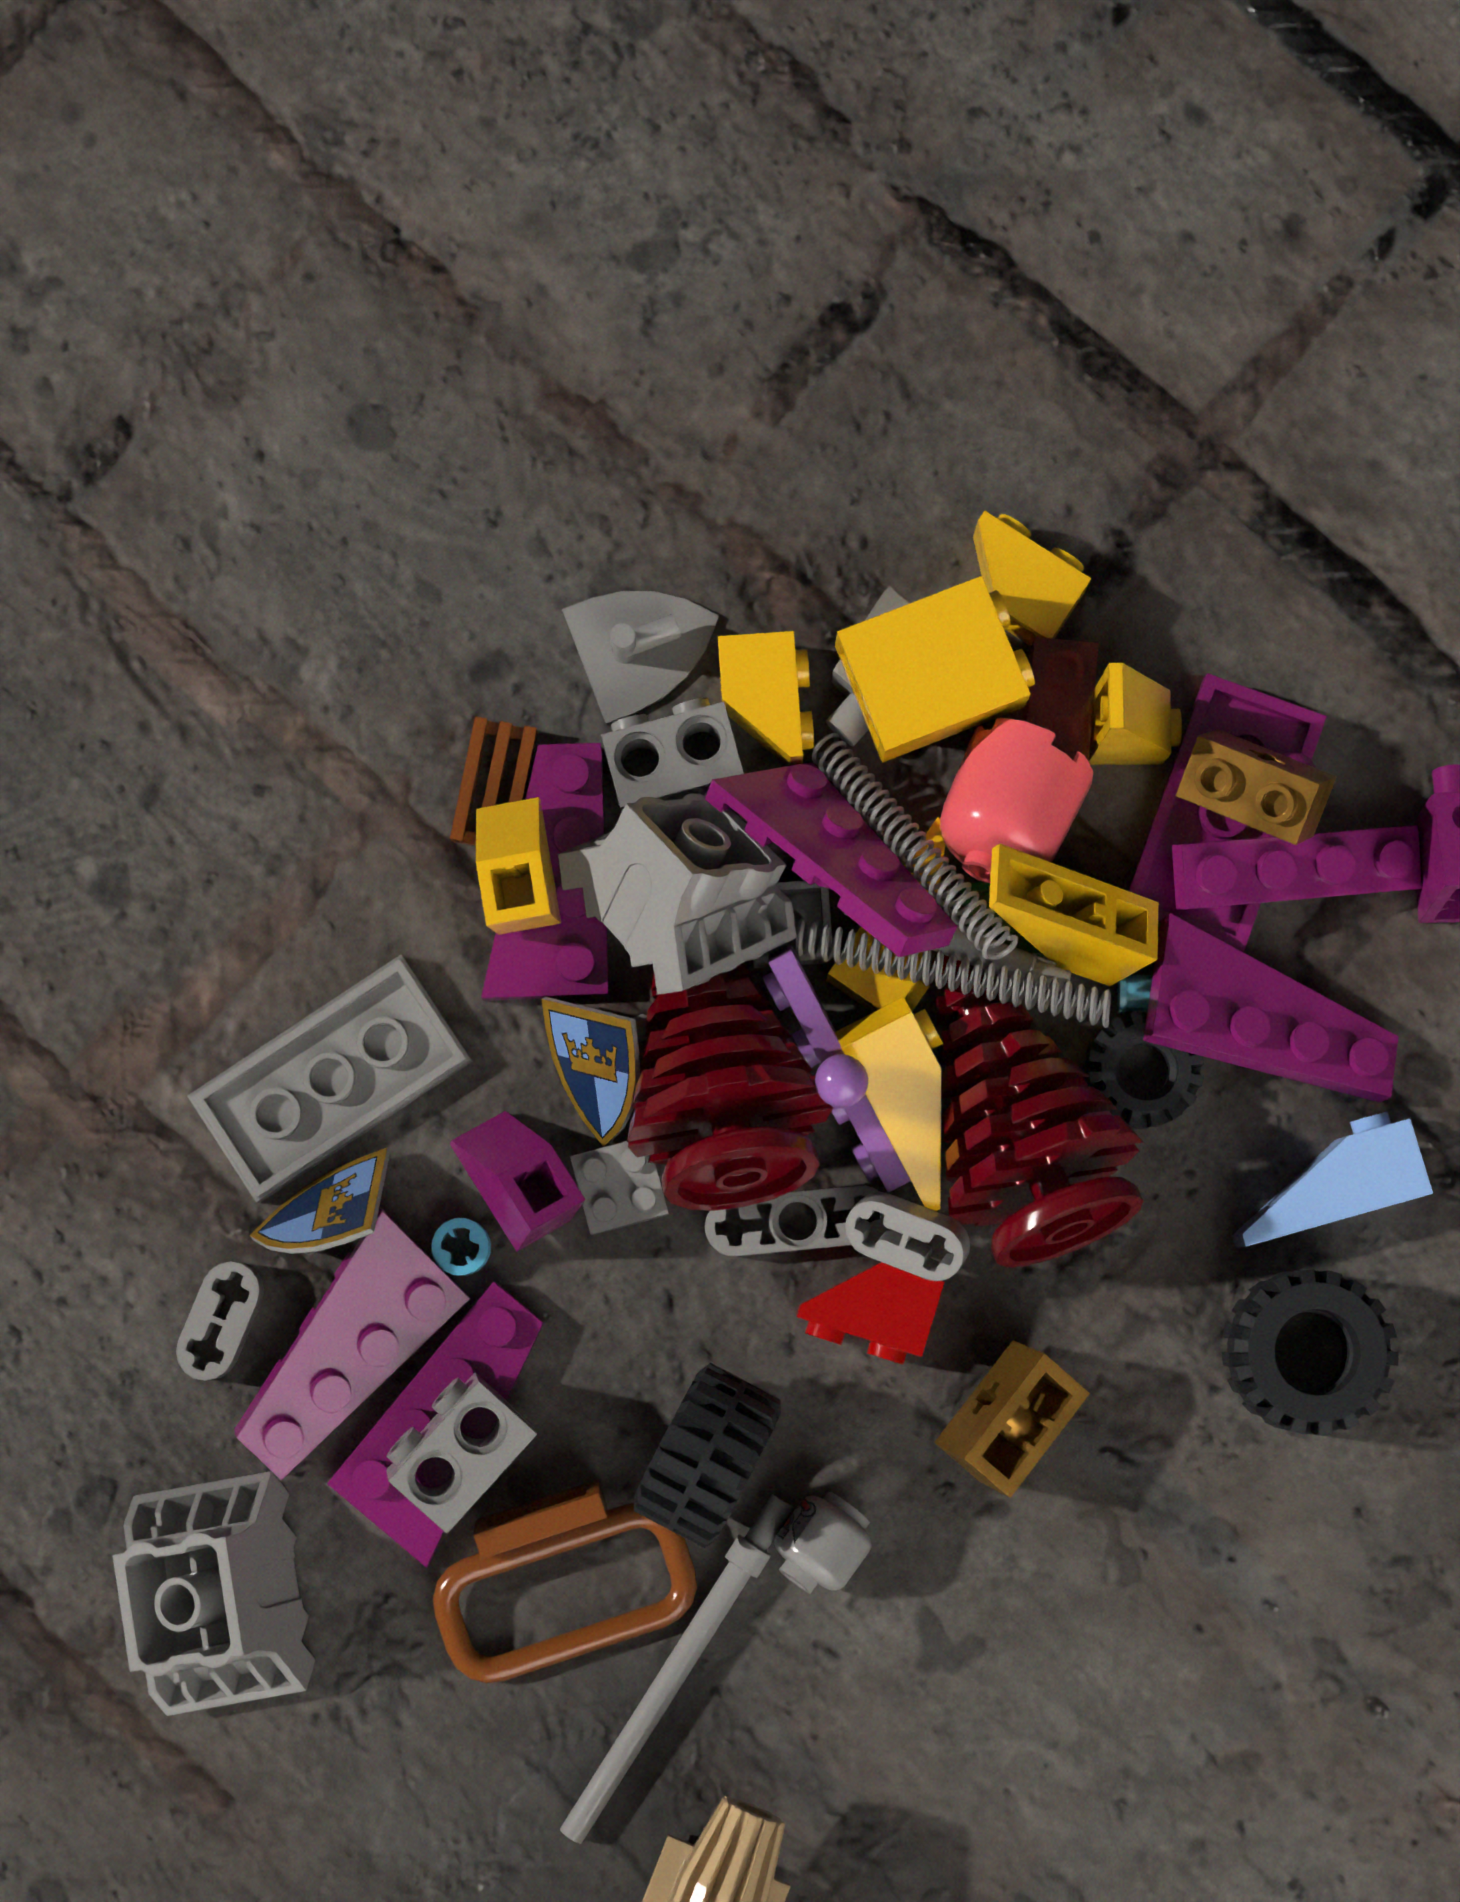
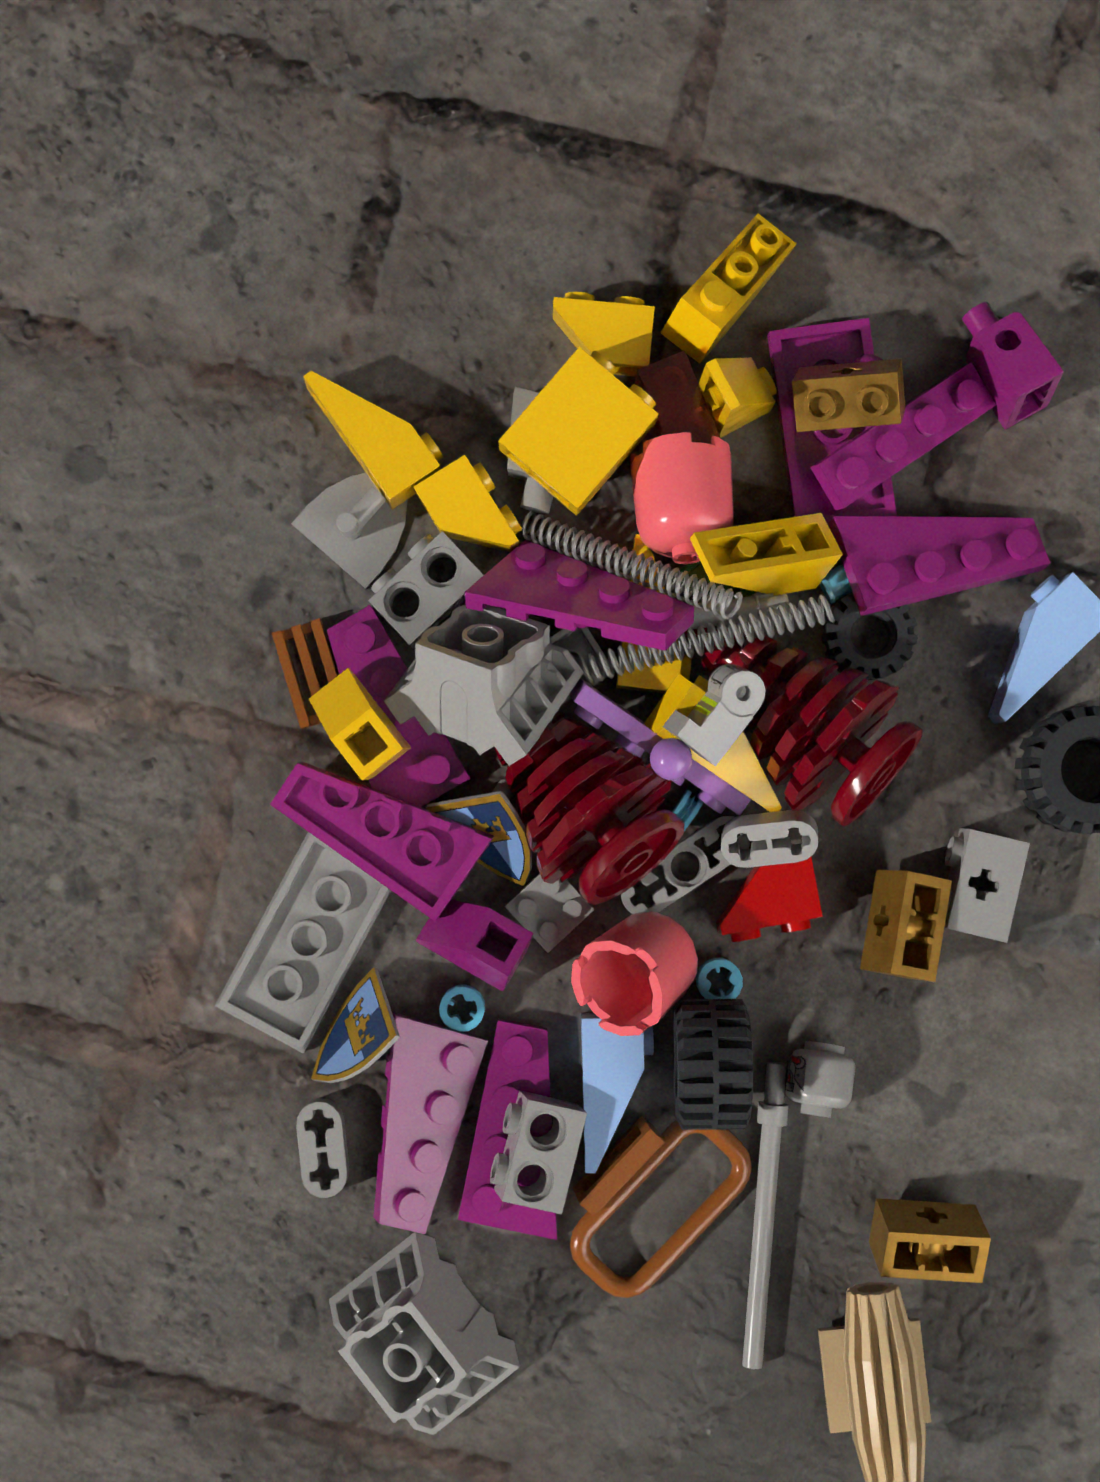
camera: 30 degrees left, 5 degrees up
(484, 1014) = (393, 841): none -> magenta wing
(591, 1403) = (609, 1077): none -> light blue slope
(676, 1304) = (635, 972): none -> coral cylinder
(708, 568) = (380, 441): none -> yellow slope
(786, 1377) = (733, 976): none -> medium azure bush
(832, 1157) = (687, 808): none -> medium azure piece
(849, 1796) = (929, 1240): none -> pearl gold brick
(924, 1061) = (721, 714): none -> light grey leg
(1157, 1411) = (995, 860): none -> light grey brick
(1184, 602) = (727, 288): none -> yellow slope

